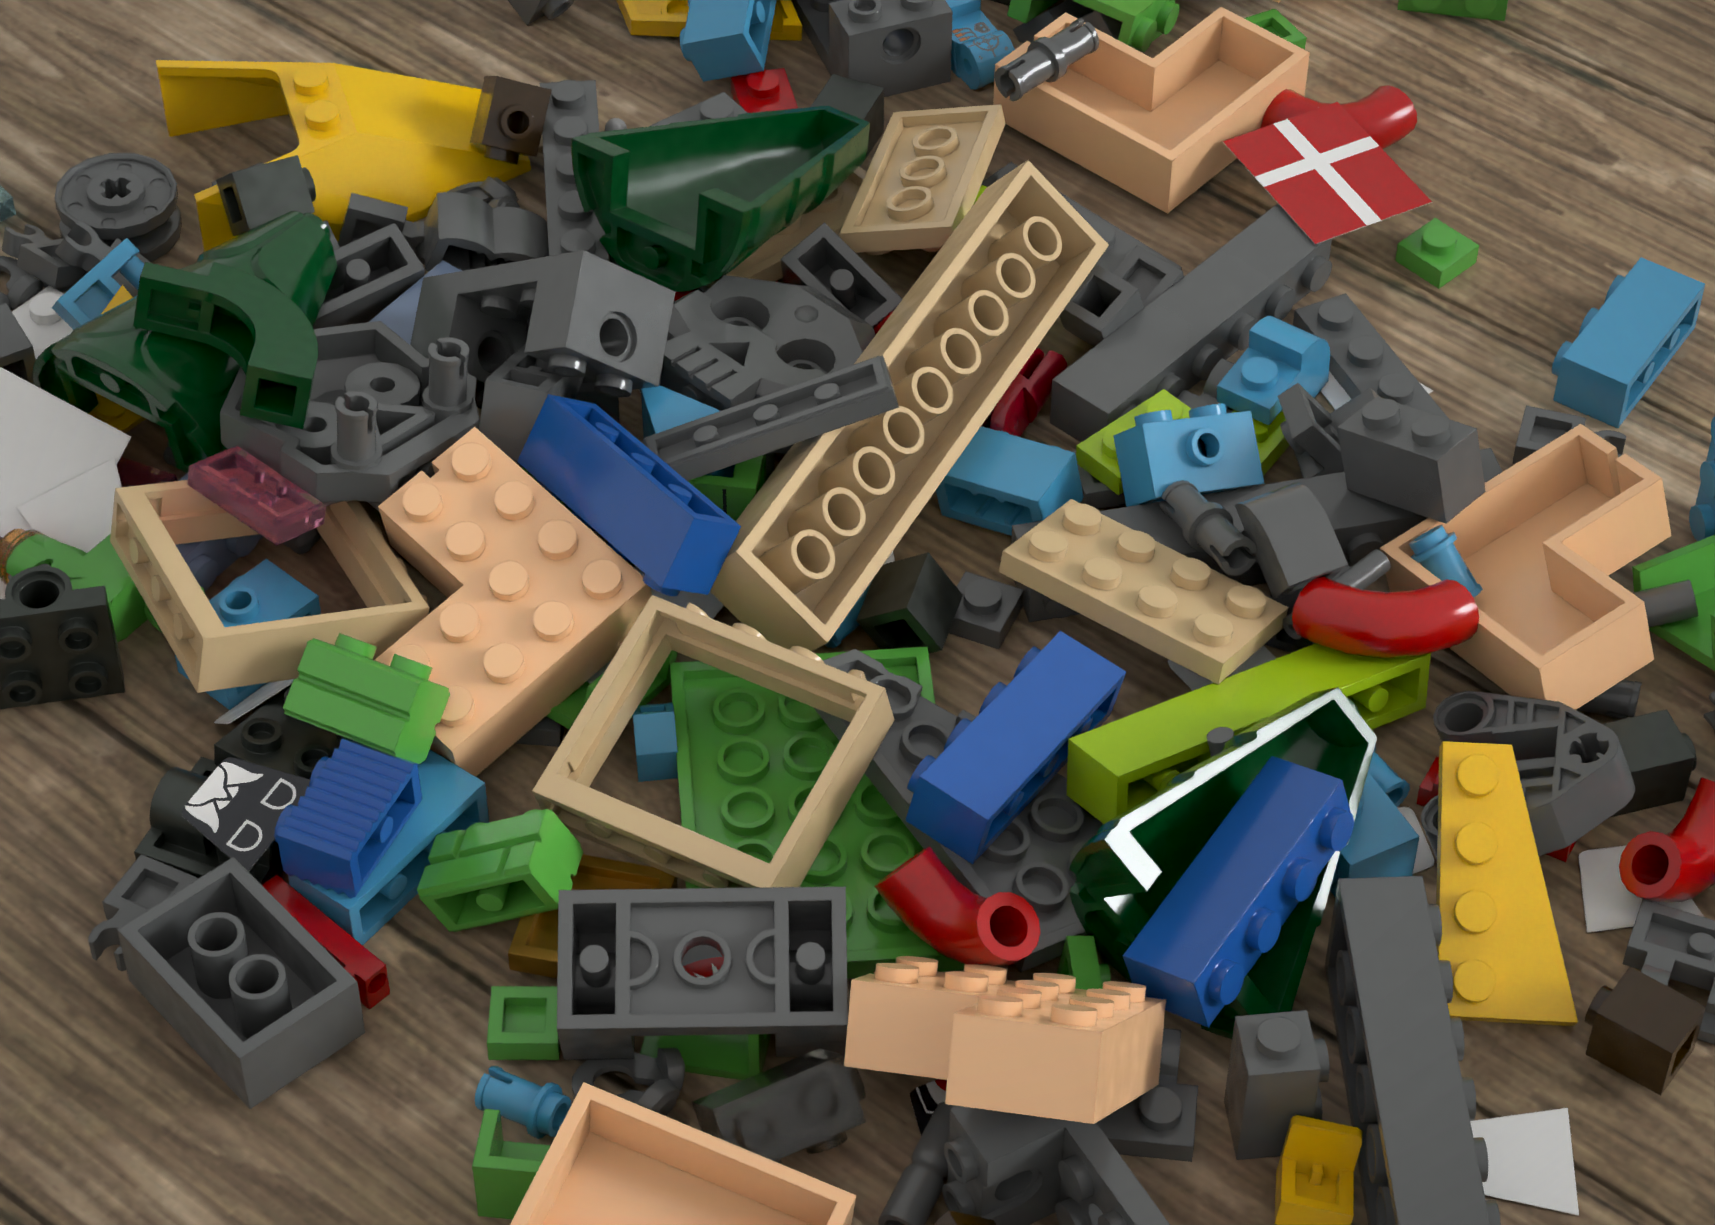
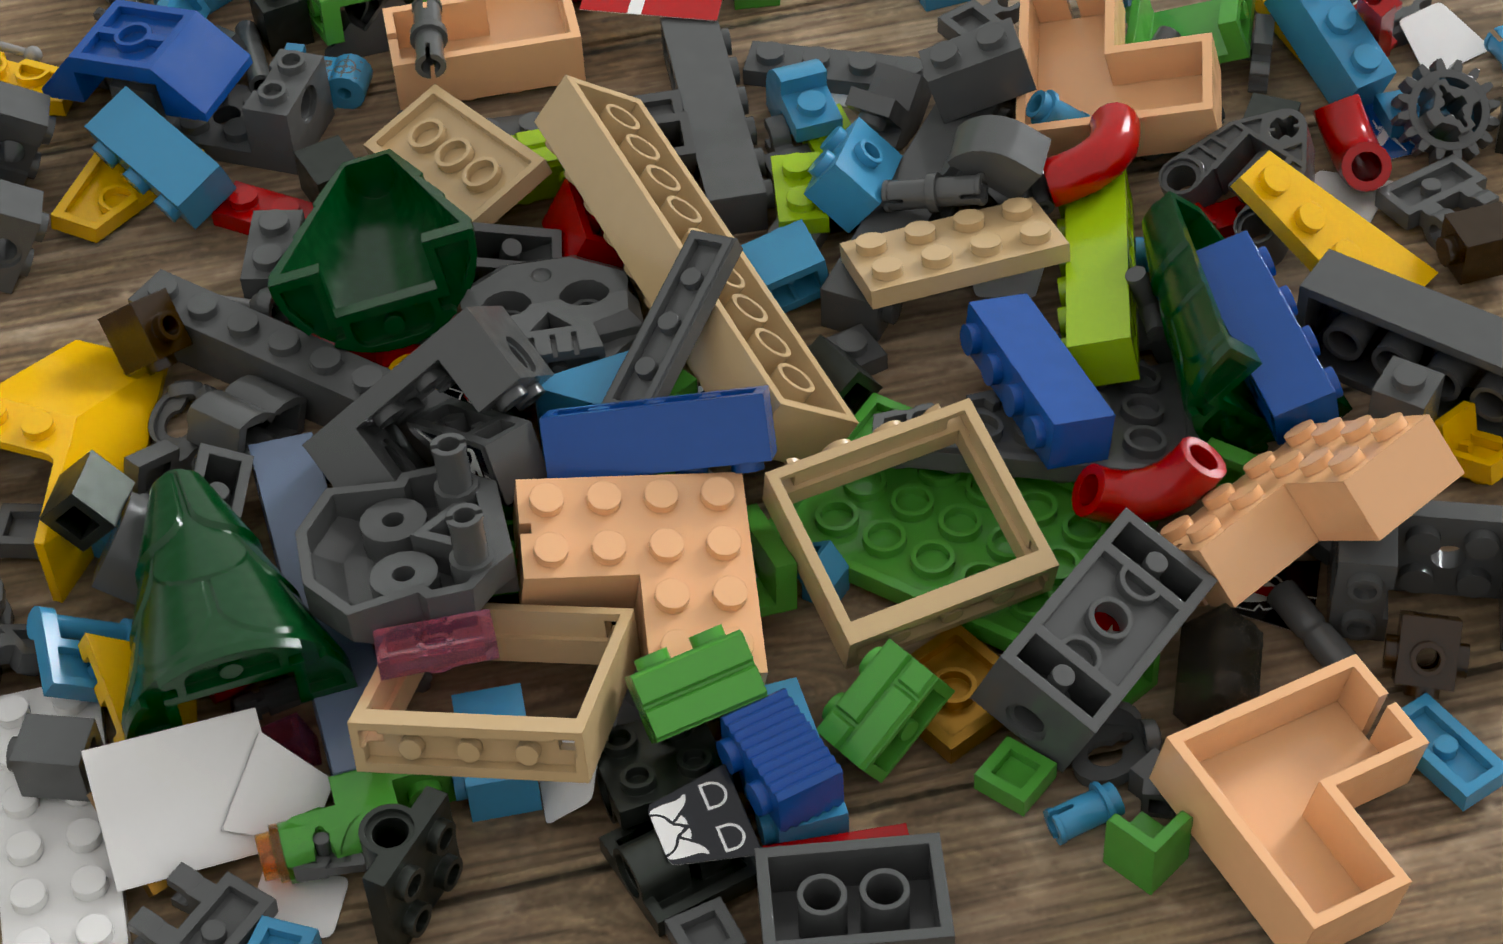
camera: 50 degrees left, 0 degrees up
(244, 320) = (305, 542): dark green arch -> none

